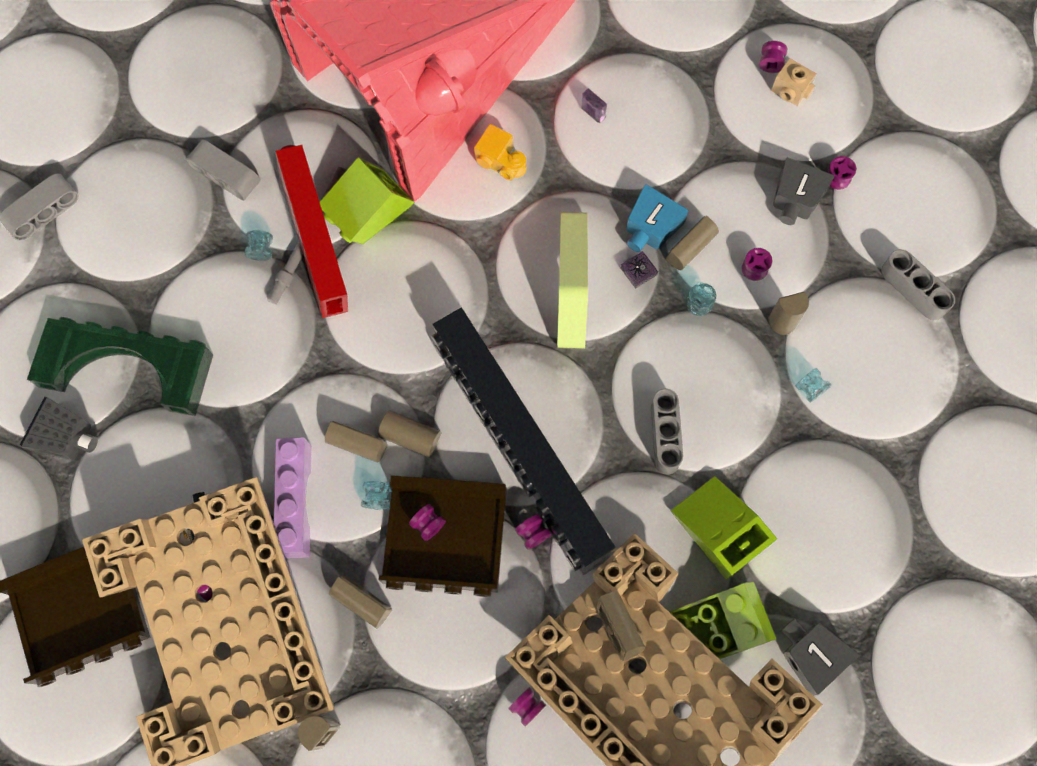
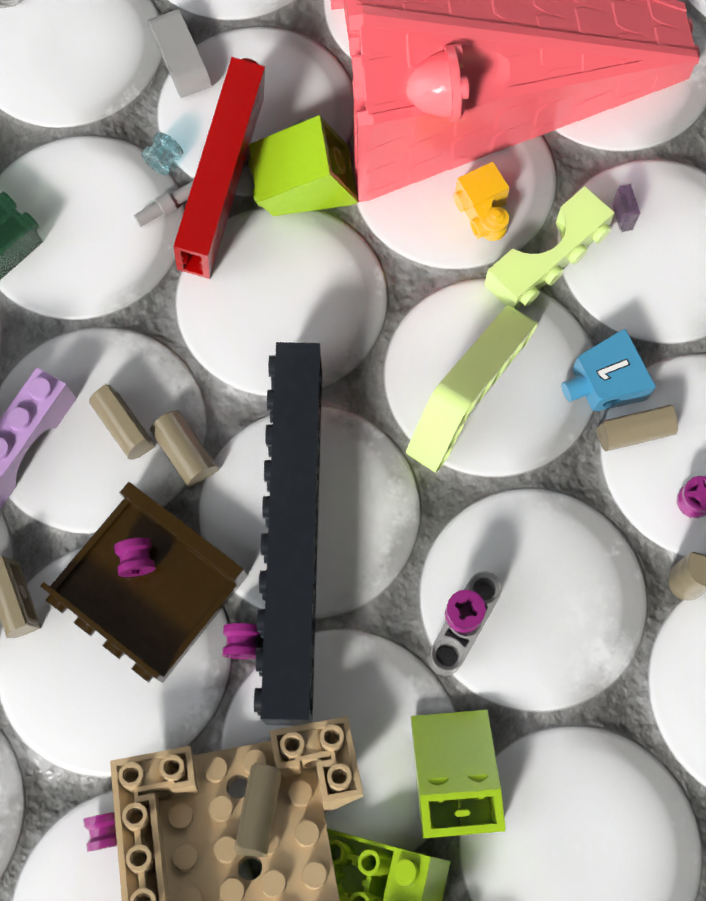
camera: 30 degrees right, 0 degrees up
(376, 495) = (102, 494): clear light blue wheel -> none
(555, 188) = (520, 275): none -> yellowish green arch
(639, 269) = (556, 421): clear purple tile -> none
(664, 427) = (461, 618): none -> magenta wheel
(705, 294) = (611, 492): clear light blue wheel -> none
(813, 385) = (672, 678): clear light blue wheel -> none

